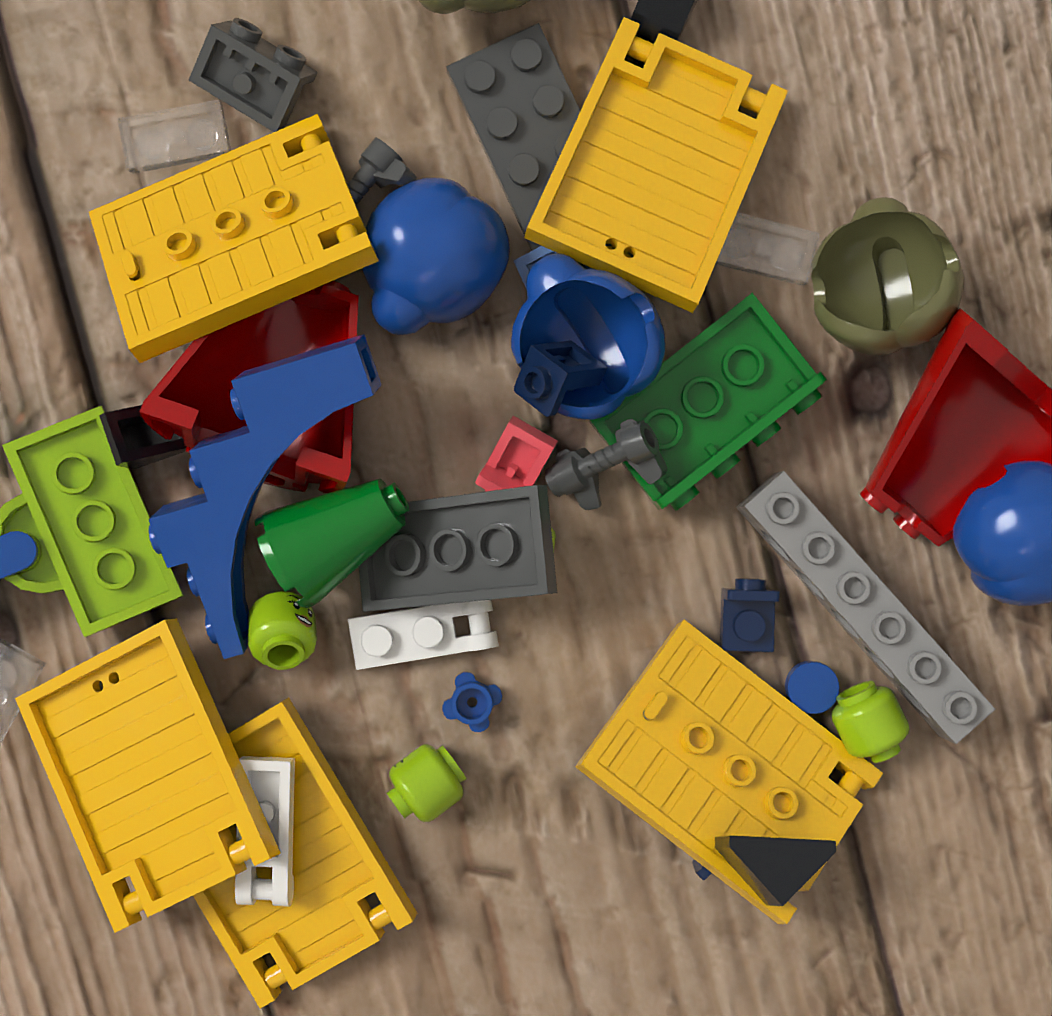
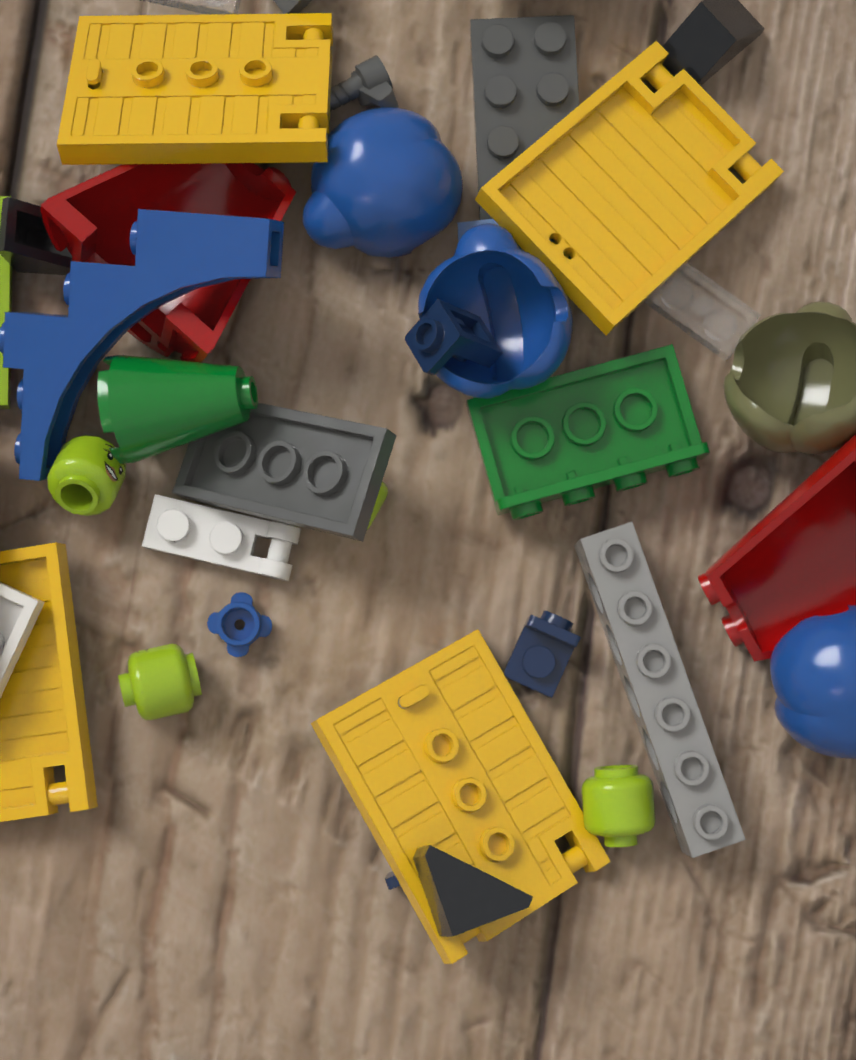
camera: 25 degrees right, 5 degrees down
(516, 457) = (384, 403): coral bracket -> none
(579, 470) = (436, 443): dark grey piece -> none
(812, 687) = (576, 748): blue tile -> none

